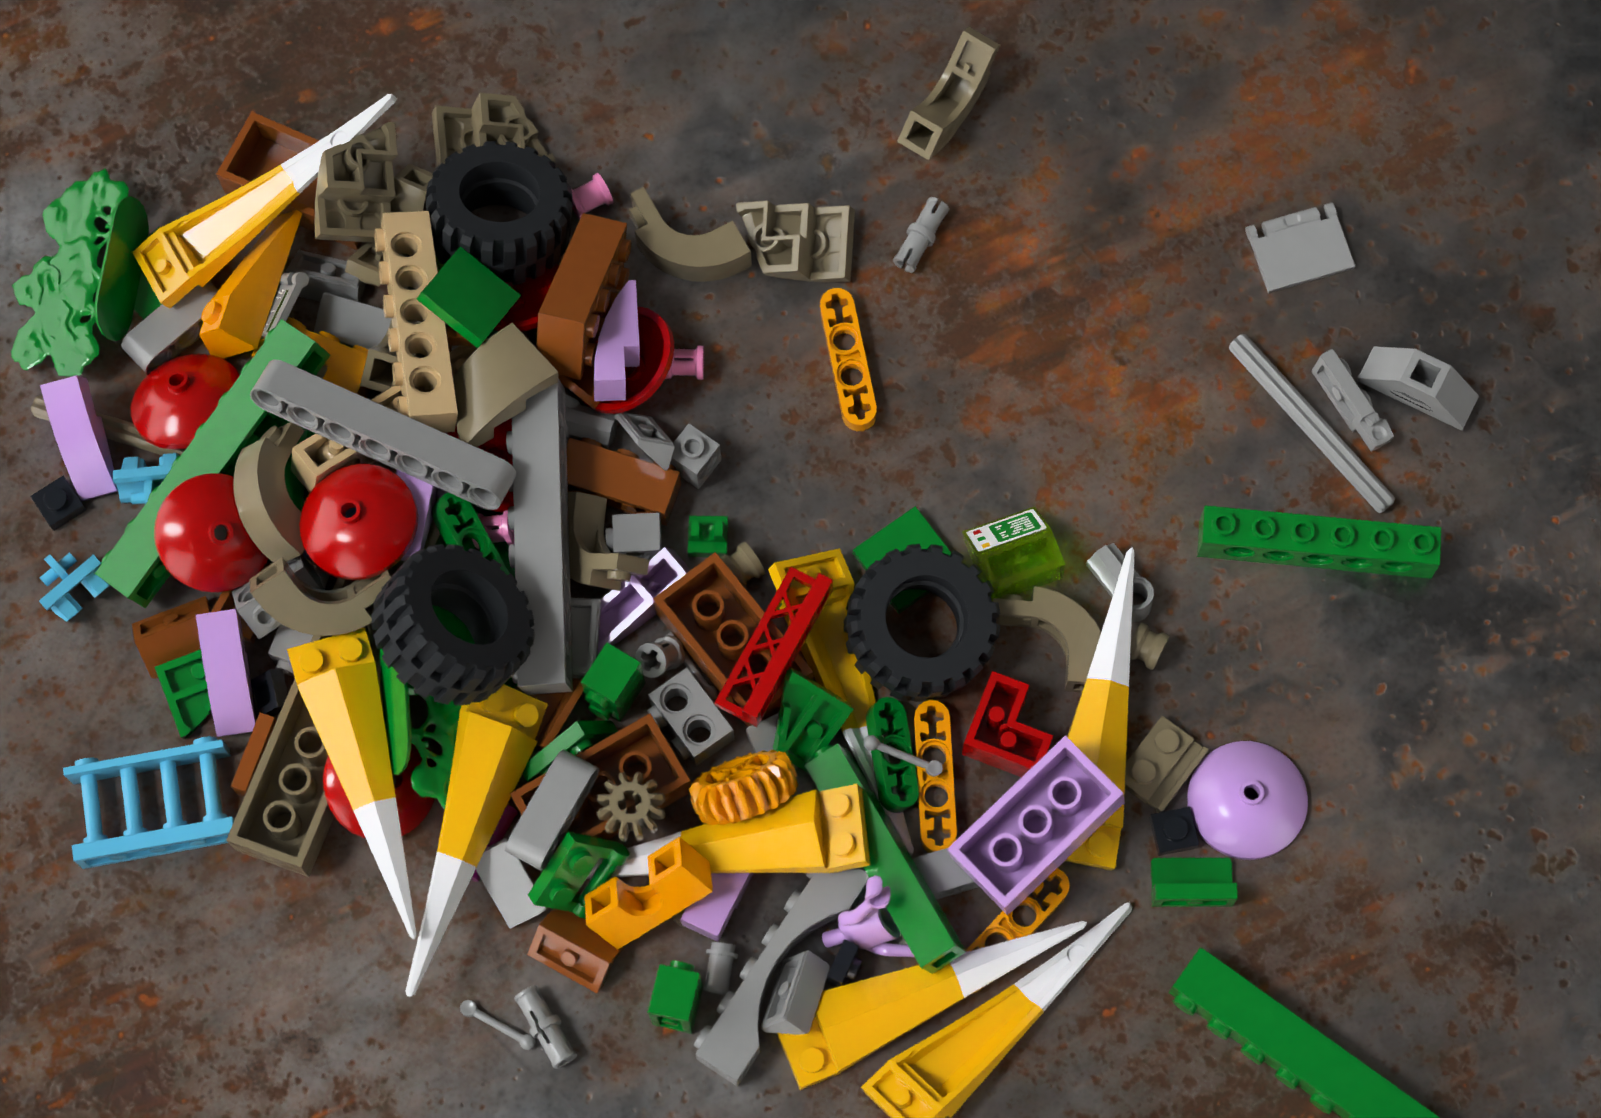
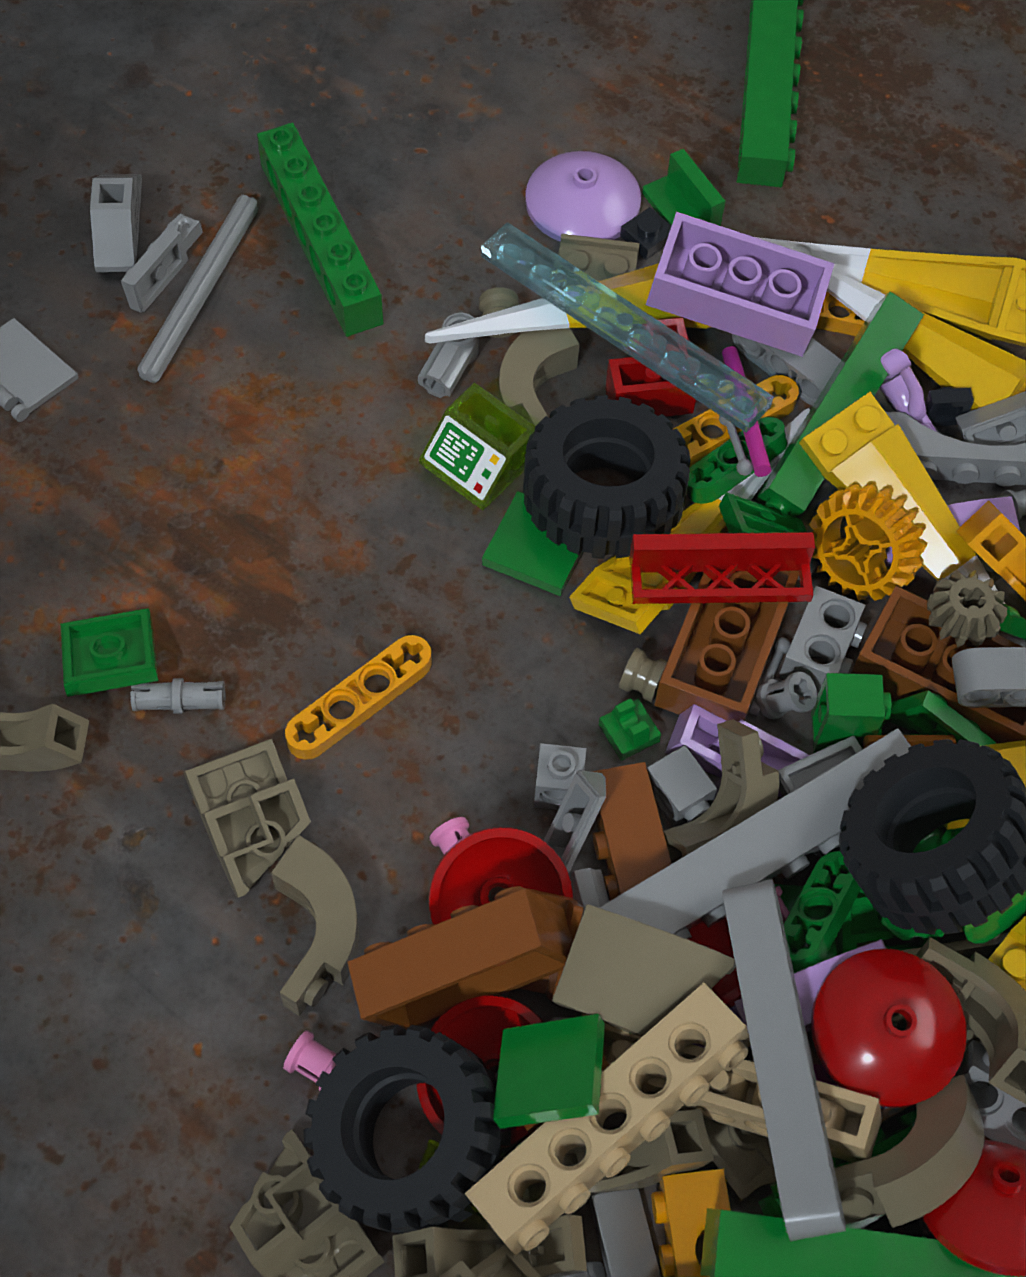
camera: 125 degrees left, 10 degrees down
(617, 346) = (537, 870): lavender slope -> none
(921, 779) = (753, 437): none -> dark pink bar
(983, 201) = (108, 652): none -> green tile
(1048, 706) = (627, 327): none -> clear light blue plate

